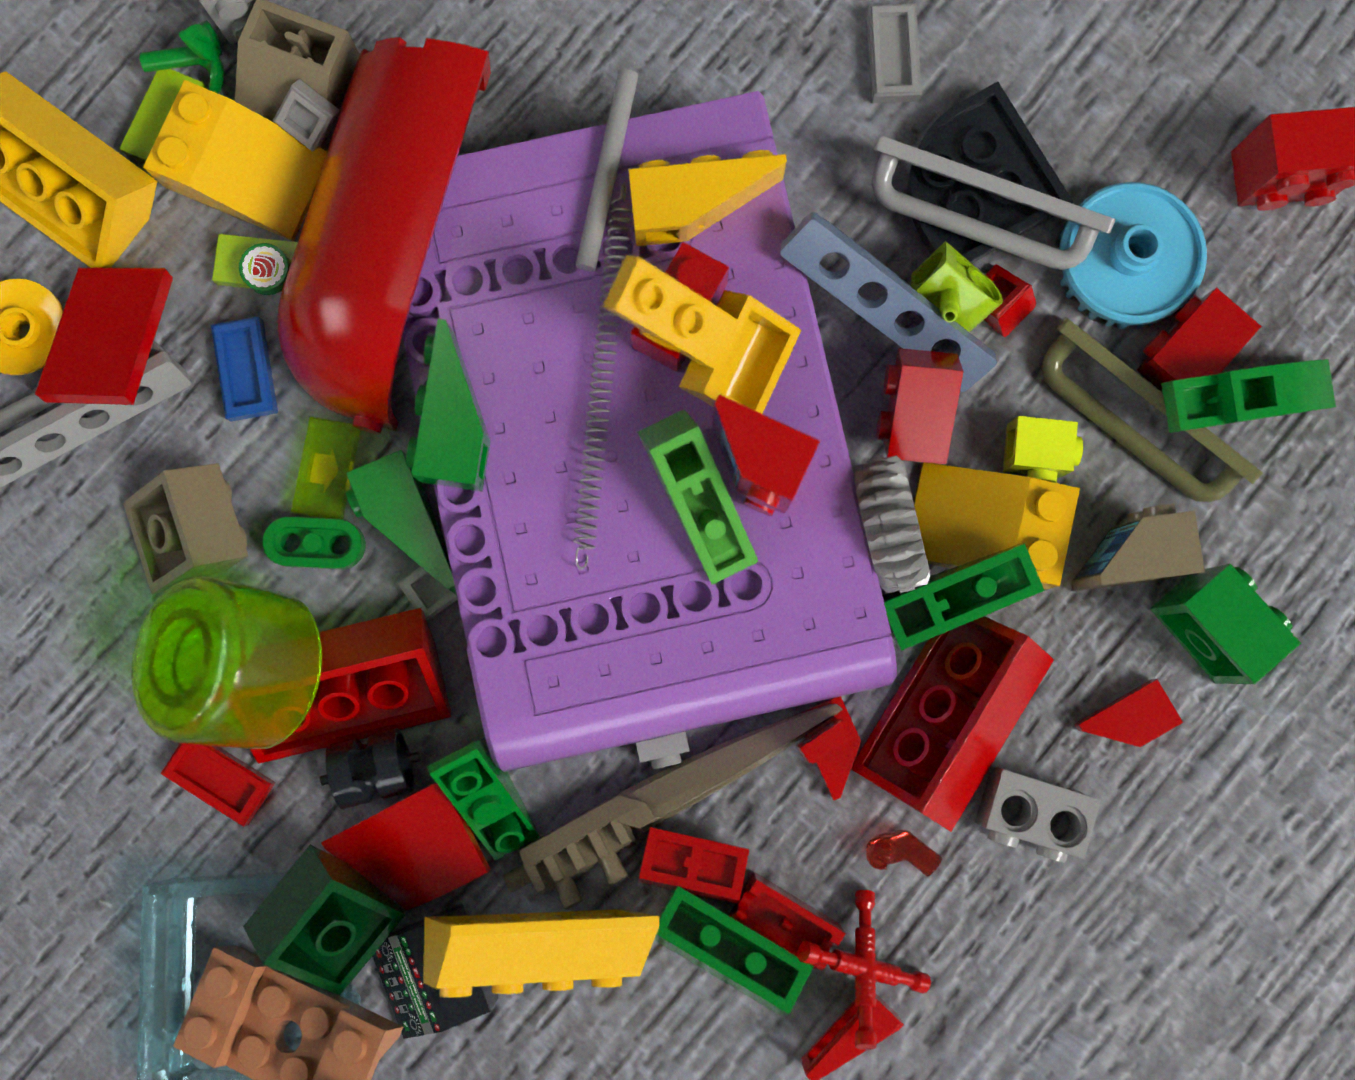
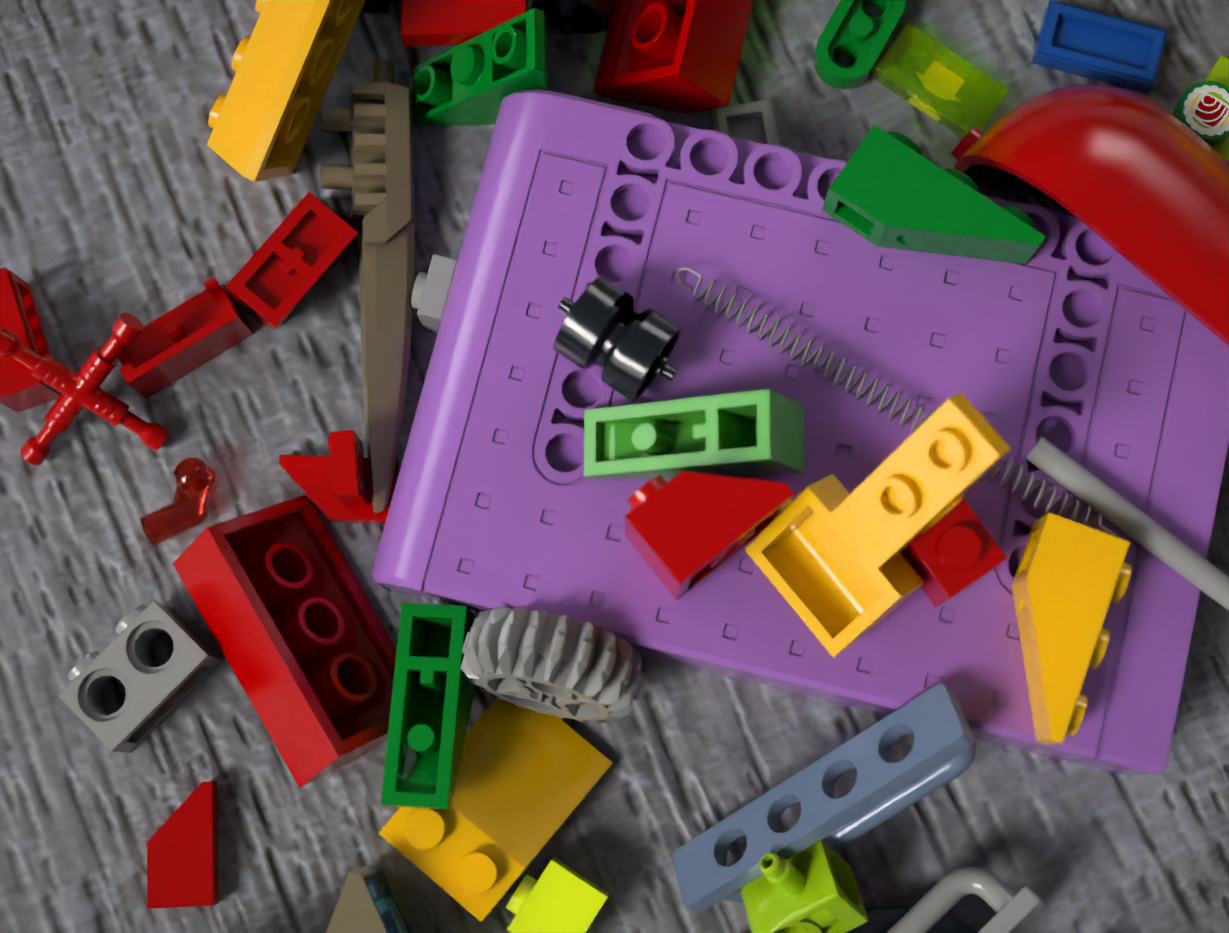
camera: 120 degrees right, 5 degrees down
(401, 511) = (841, 121): green slope -> none
(654, 582) = (610, 334): none -> black wheel
(731, 951) = (179, 252): green brick -> none
(921, 405) = (680, 784): brick -> none

